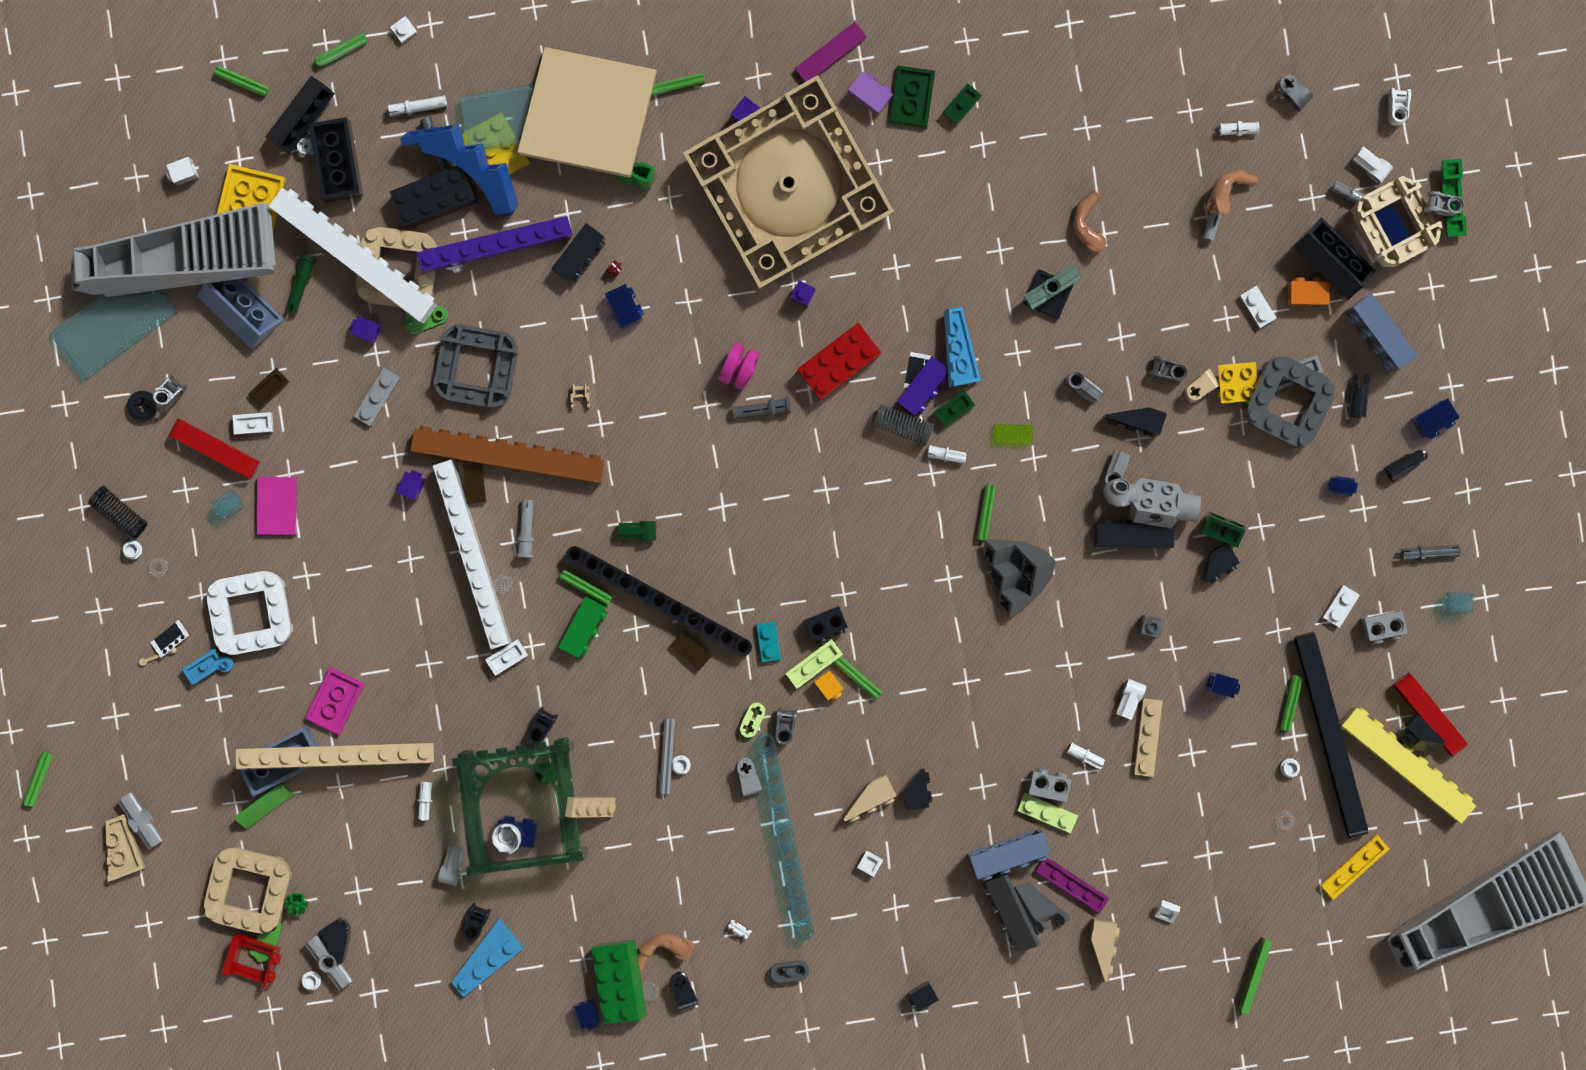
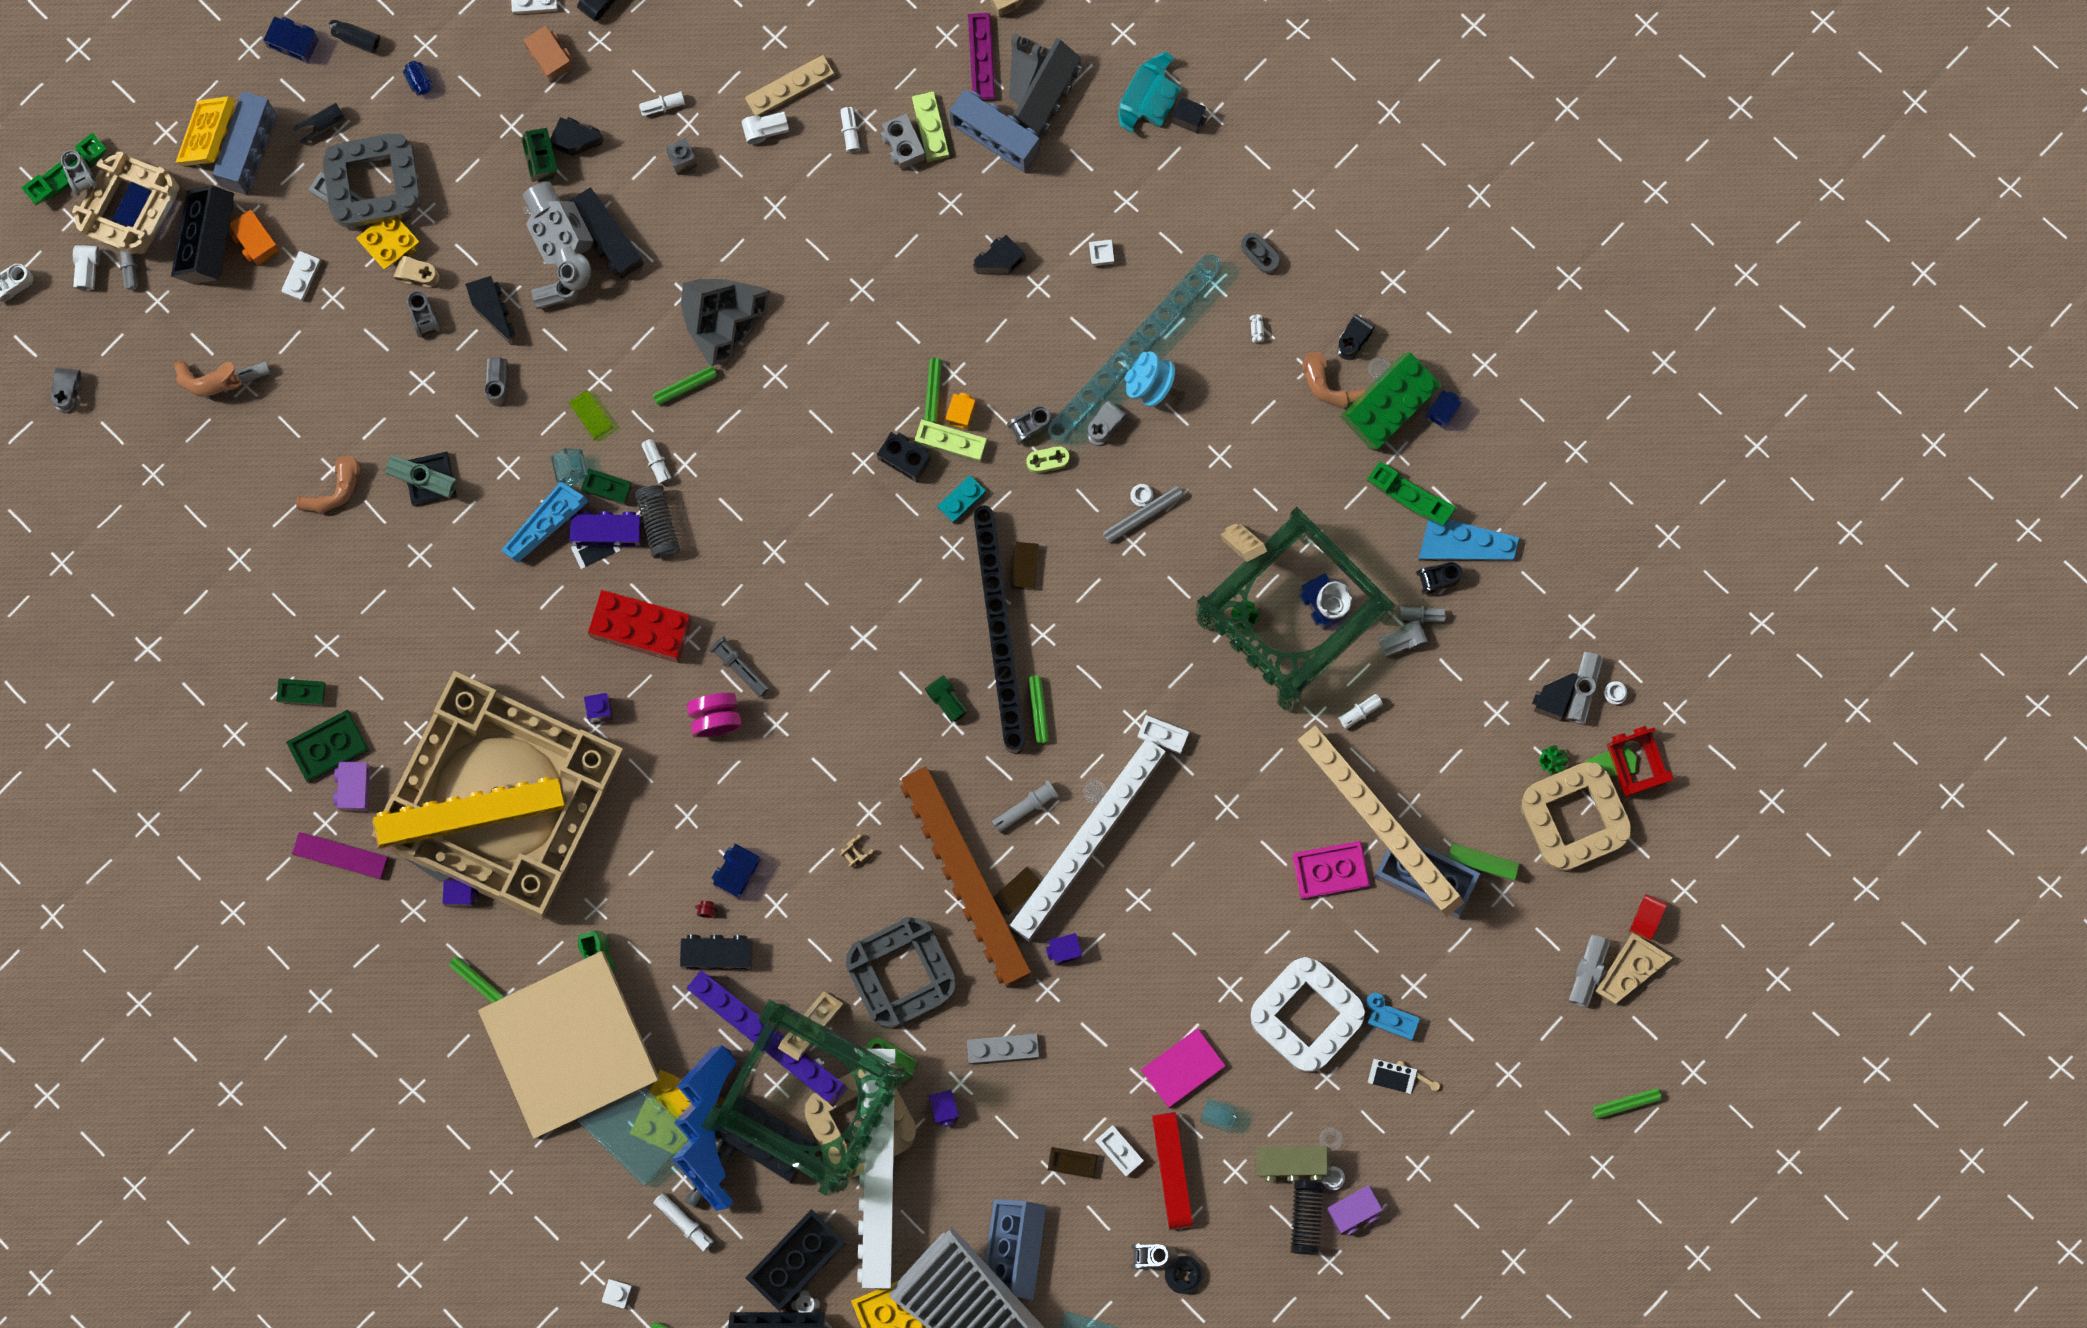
camera: 120 degrees left, 10 degrees down
(99, 547) = (1354, 1210): none -> medium lavender brick
(145, 886) = (1648, 917): none -> red beam
(158, 530) = (1294, 1163): none -> olive brick
(303, 274) = (935, 1210): dark green pin -> none
(370, 215) = (829, 1175): none -> clear green arch
(459, 892) = (1422, 614): none -> light grey axle
(479, 278) = (822, 1012): none -> tan plate
(542, 724) = (1202, 652): black piece -> none
(544, 946) = (1410, 496): none -> green slope
(583, 627) = (1079, 682): green brick -> none
(752, 830) = (1151, 380): none -> medium azure wheel
(785, 150) = (467, 813): none -> yellow brick
(873, 794) = (1034, 296): tan slope -> none
(958, 979) = (1148, 94): none -> teal plate
(985, 393) = (569, 466): none -> clear light blue brick
(1199, 640) = (661, 104): none -> white axle
(1222, 685) = (688, 51): clear blue brick -> none
(1239, 128) = (138, 415): white pin -> none
(1293, 587) = (548, 54): none -> nougat brick
(1408, 312) = (206, 131): none -> yellow plate

